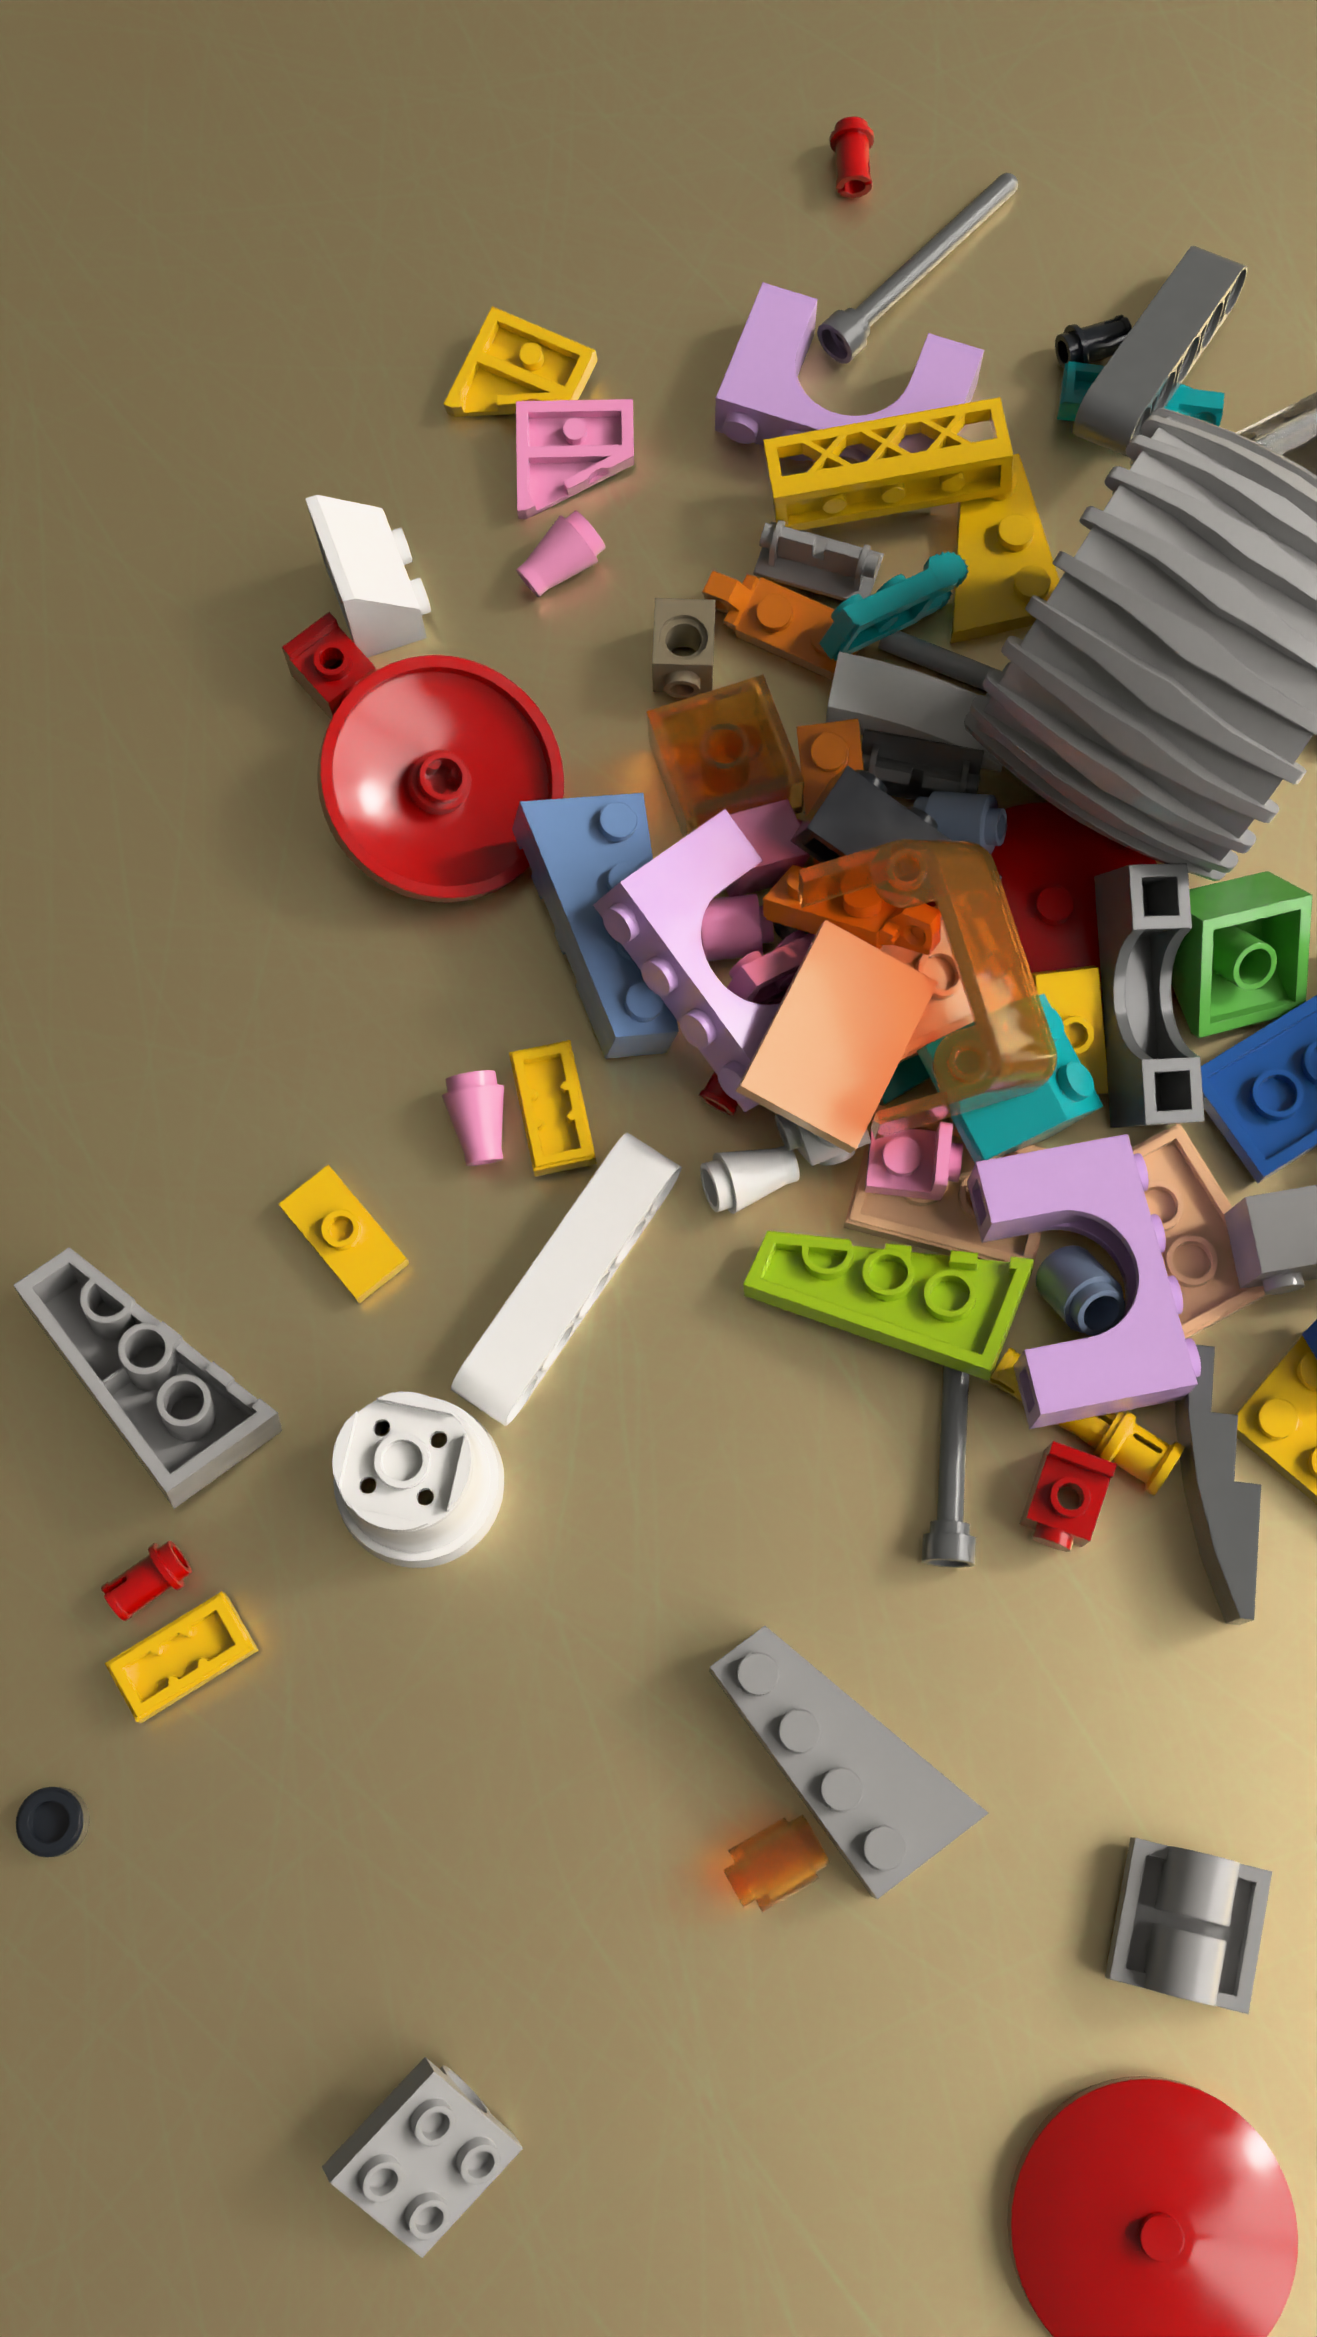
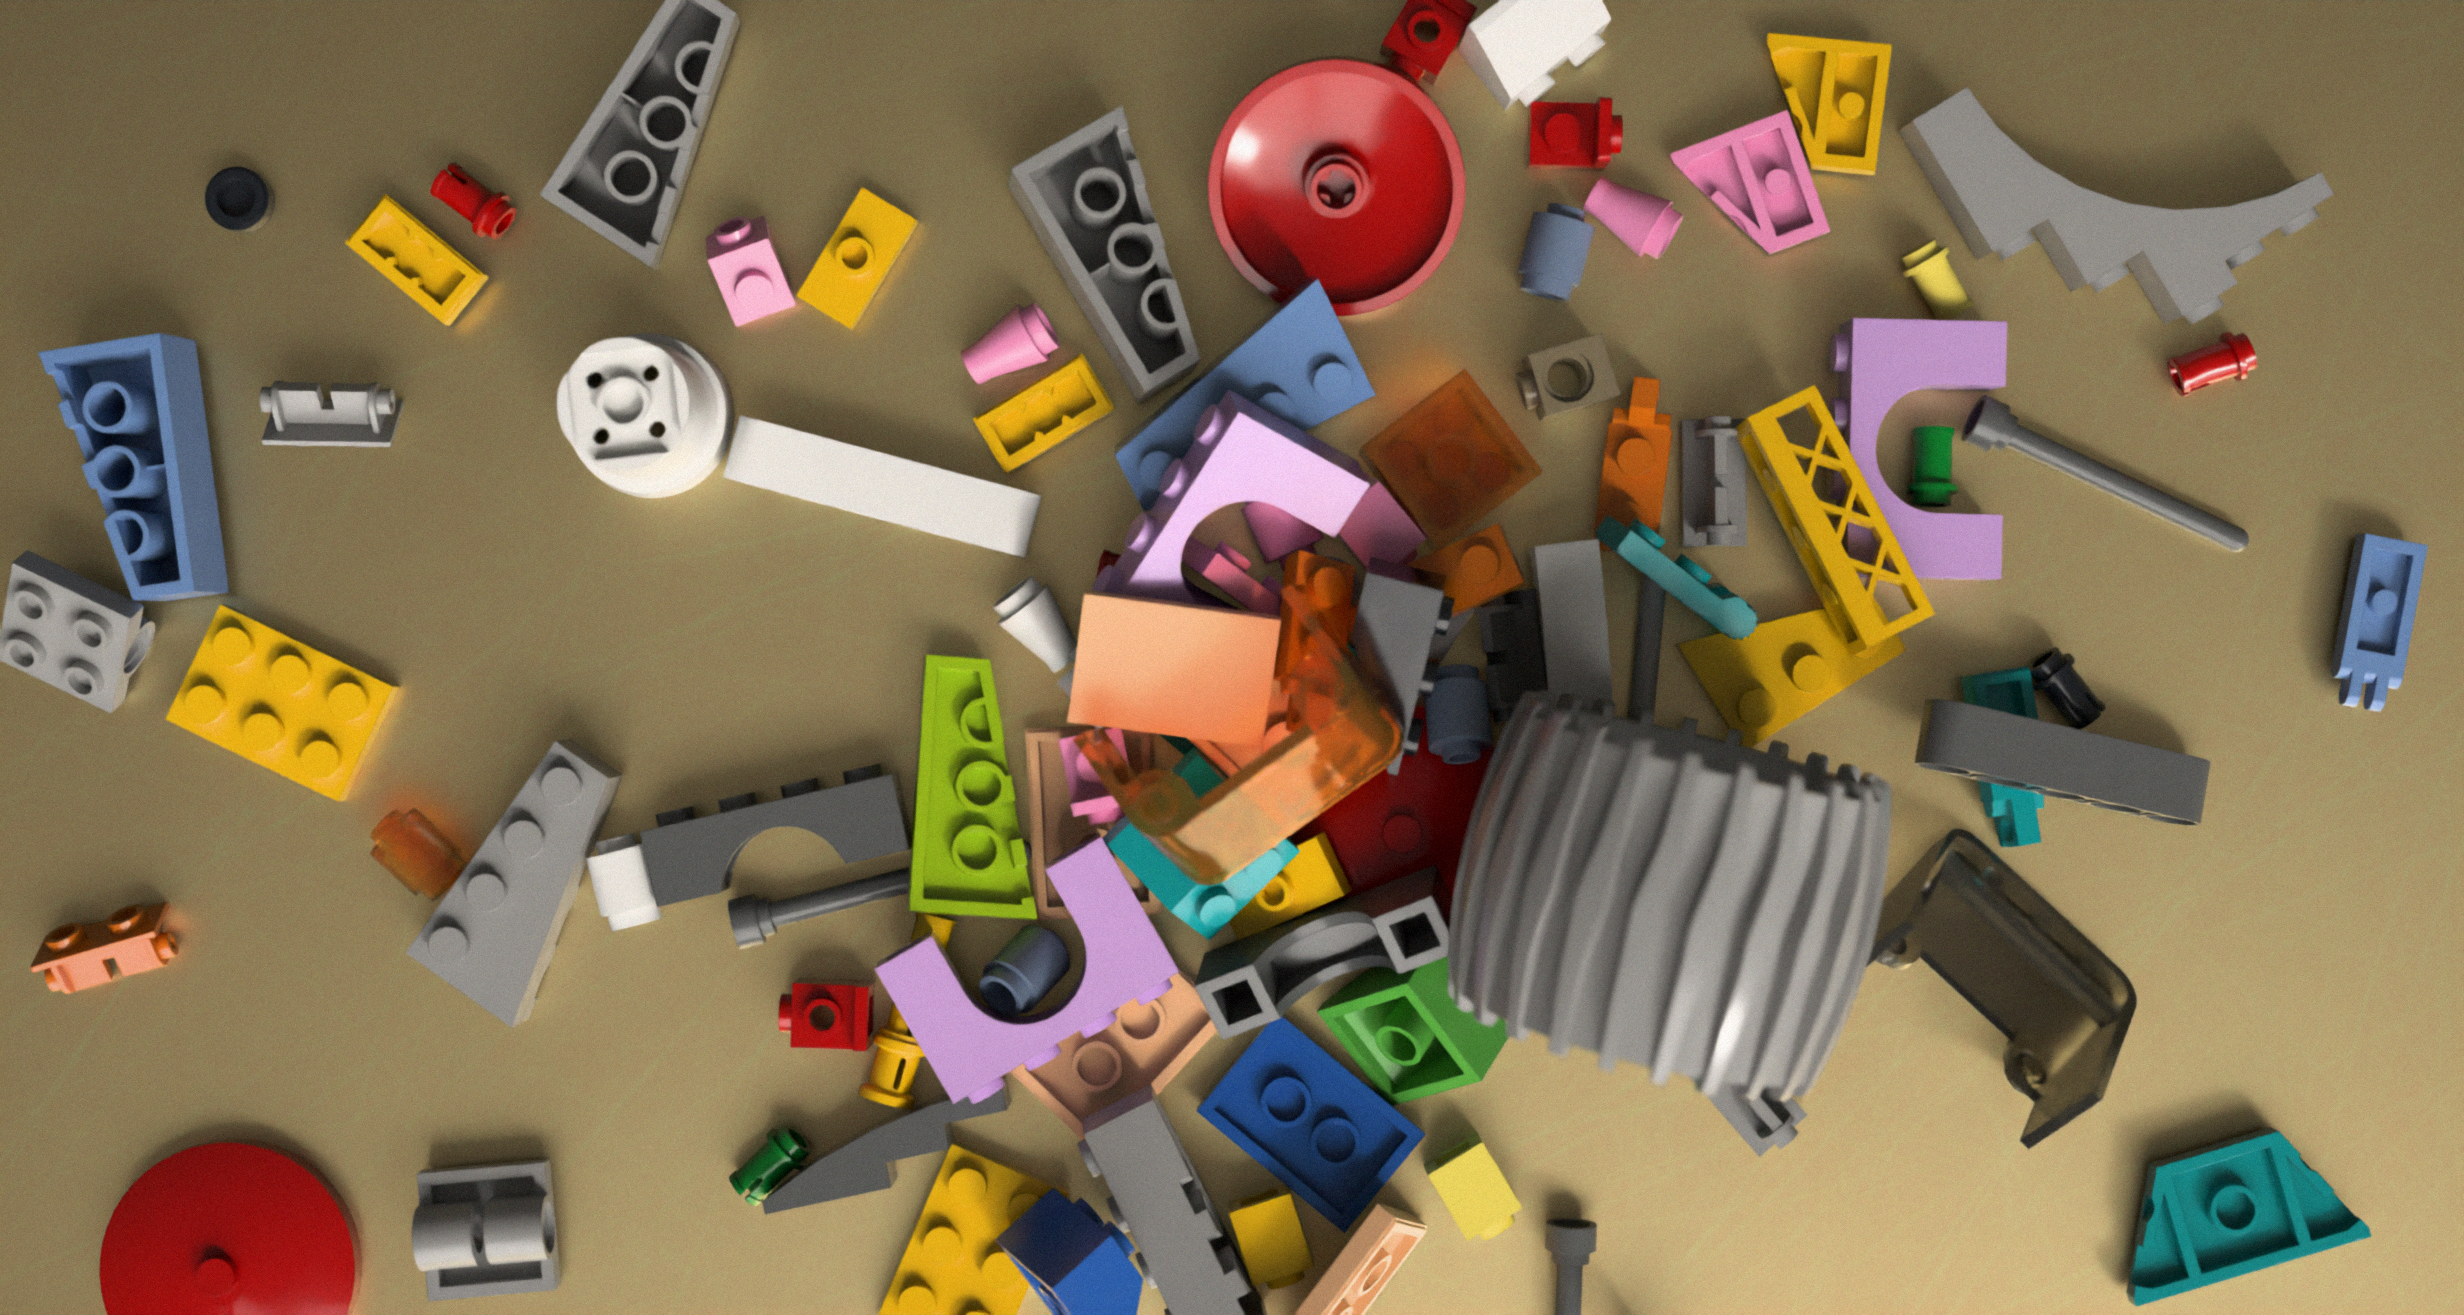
camera: 70 degrees right, 15 degrees up
(272, 2004) = (148, 458): none -> medium blue wedge
(293, 1826) = (352, 417): none -> light grey hinge
(315, 1334) = (748, 269): none -> bright pink bracket
(427, 993) = (1102, 236): none -> light grey wedge
(471, 581) = (1573, 135): none -> red bracket
(568, 625) = (1555, 252): none -> sand blue brick
(573, 1959) = (282, 702): none -> yellow plate
(659, 260) = (2176, 255): none -> light grey arch
(704, 338) = (1936, 280): none -> light yellow pin
(764, 2280) = (78, 954): none -> orange hinge
(864, 386) = (1932, 467): none -> green pin
(866, 1572) = (698, 855): none -> dark grey arch
(872, 1656) = (623, 883): none -> white brick
(1110, 97) = (2377, 618): none -> medium blue hinge
(1200, 1608) = (771, 1163): none -> green pin

